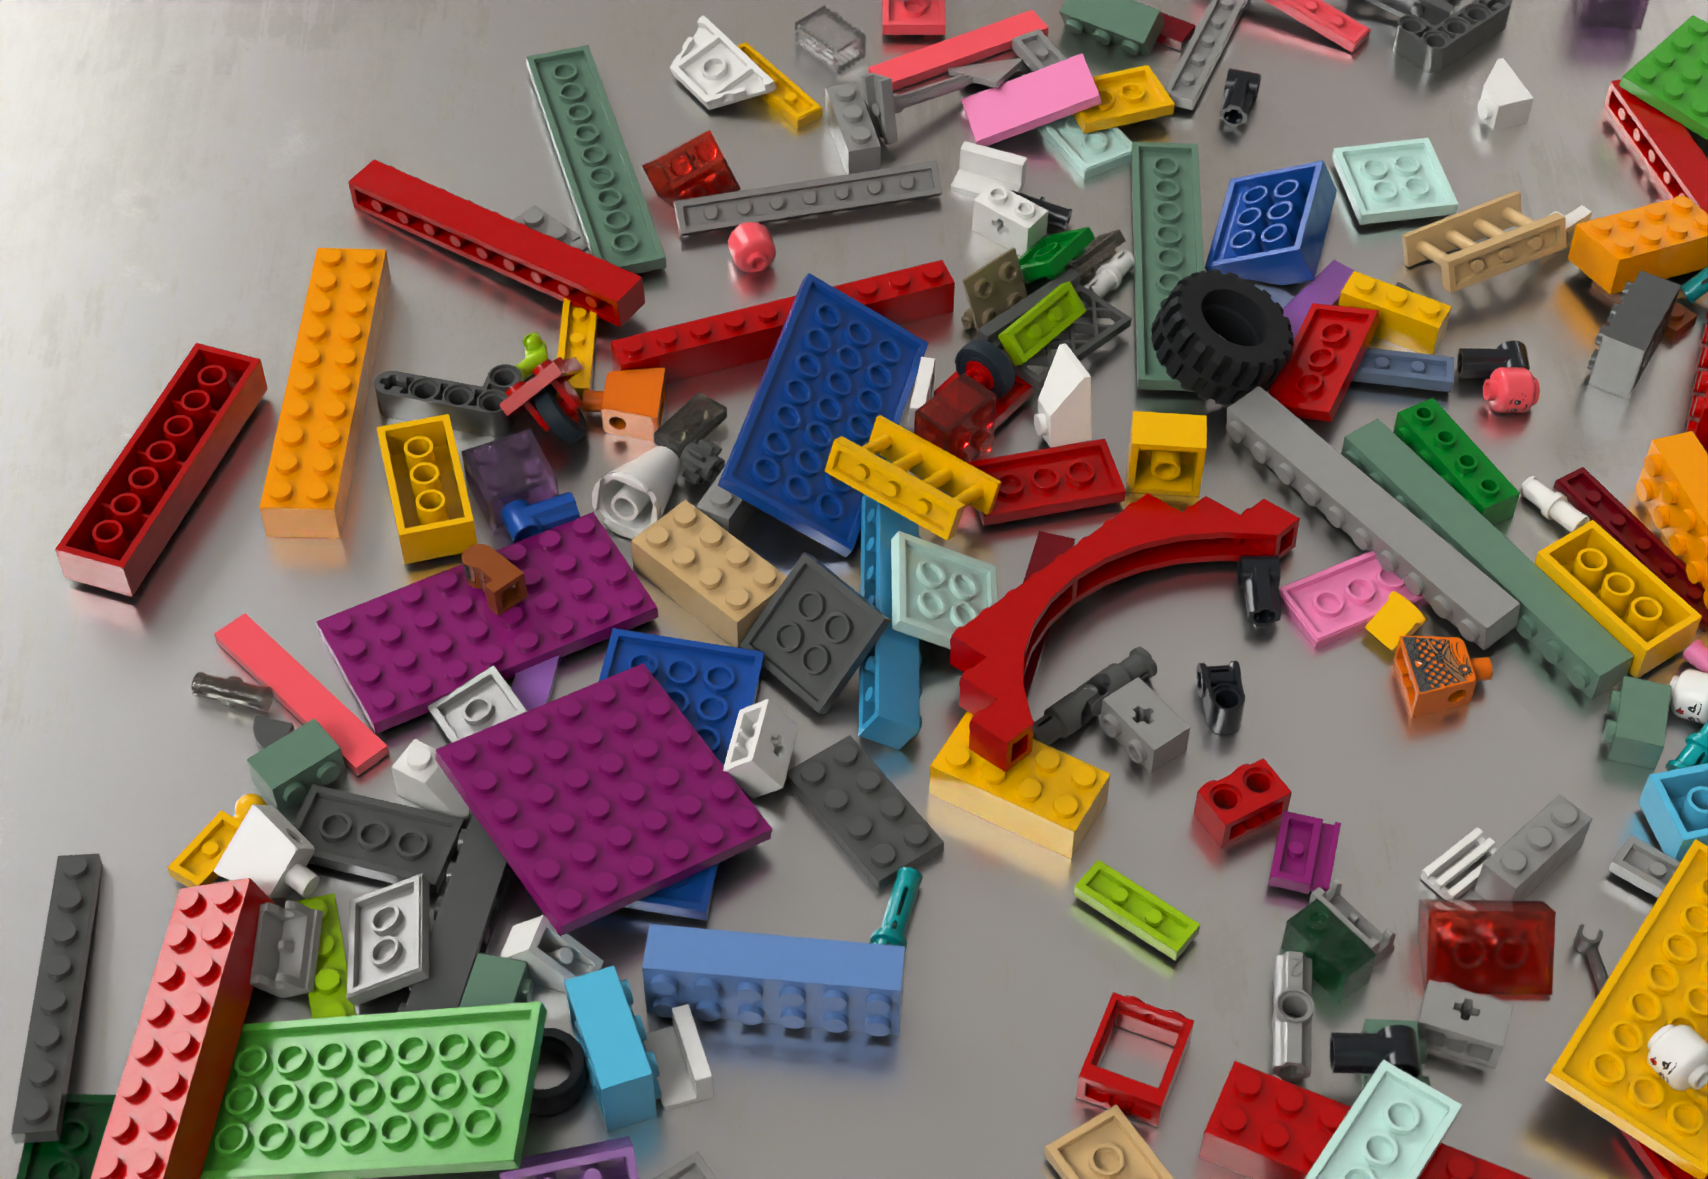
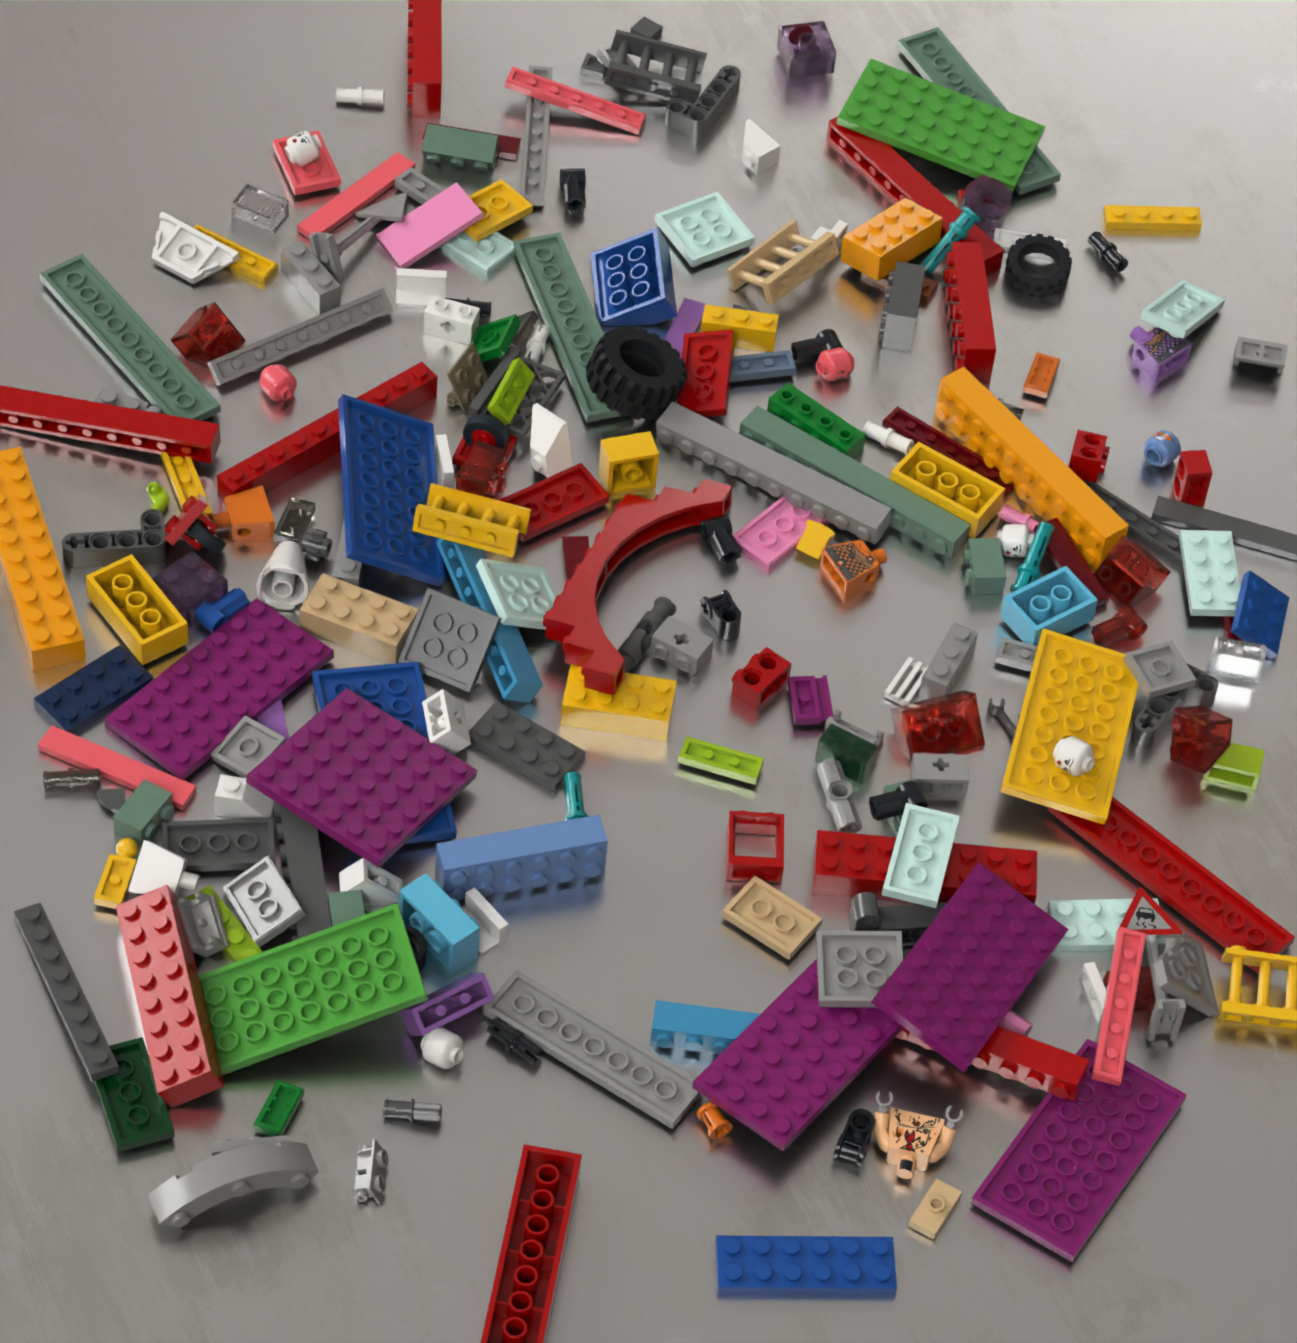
camera: 25 degrees left, 0 degrees up
(323, 581) = (93, 690): none -> dark blue plate
(495, 576) = (218, 657): dark orange leg -> none

